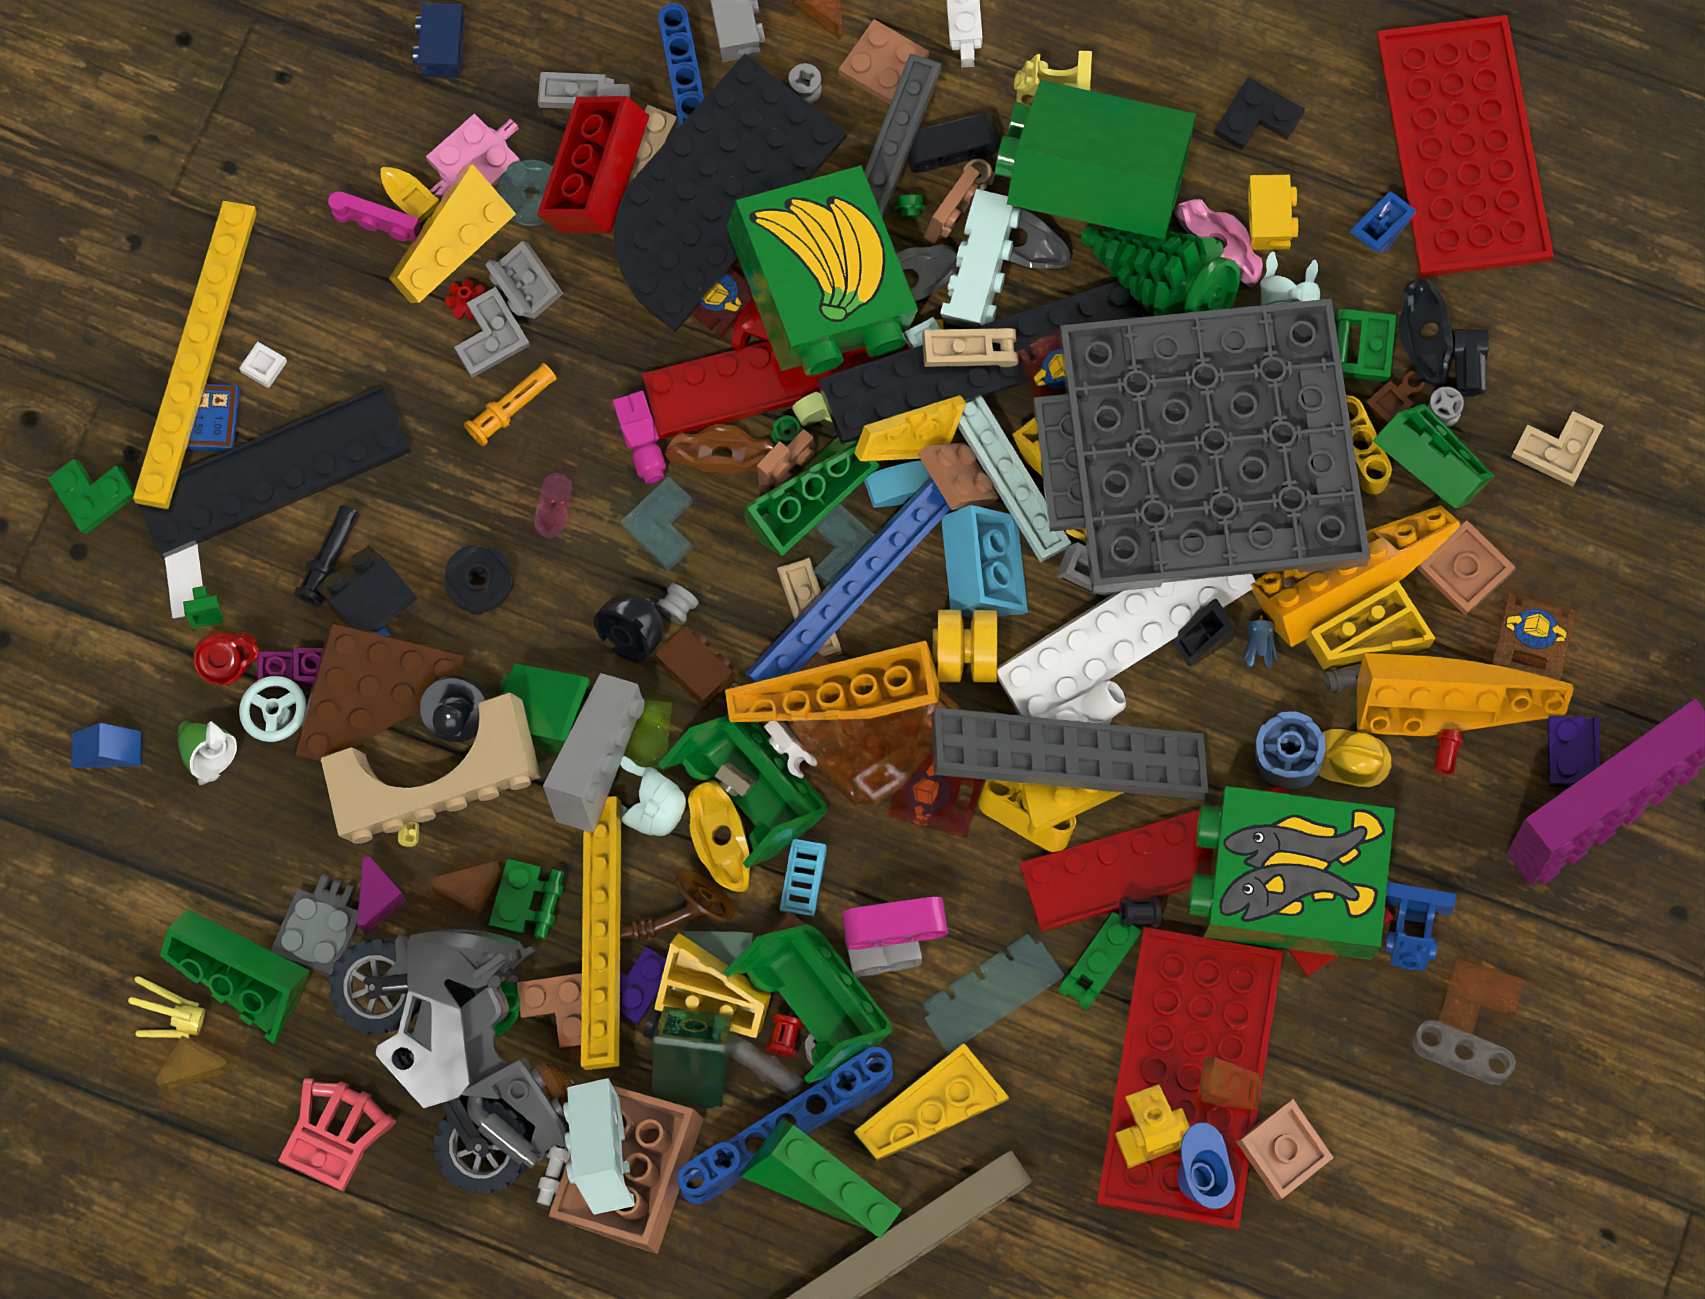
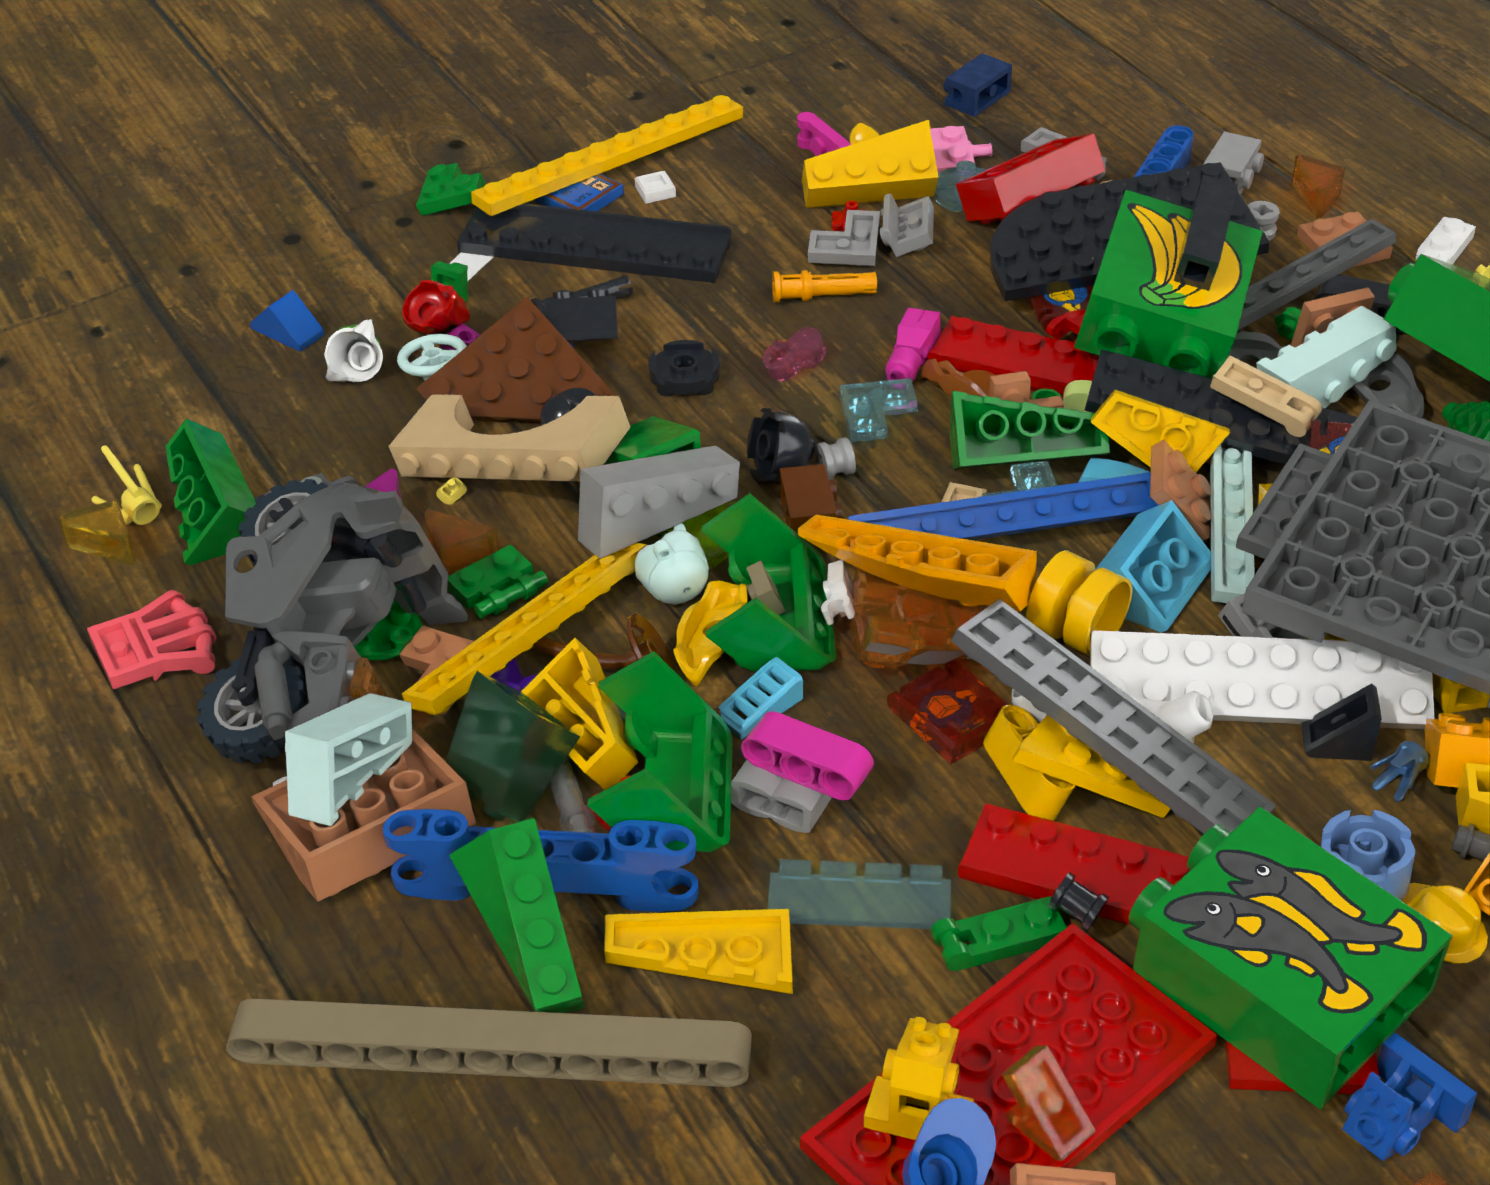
camera: 35 degrees right, 30 degrees down
(832, 214) = (1205, 233): none -> black brick

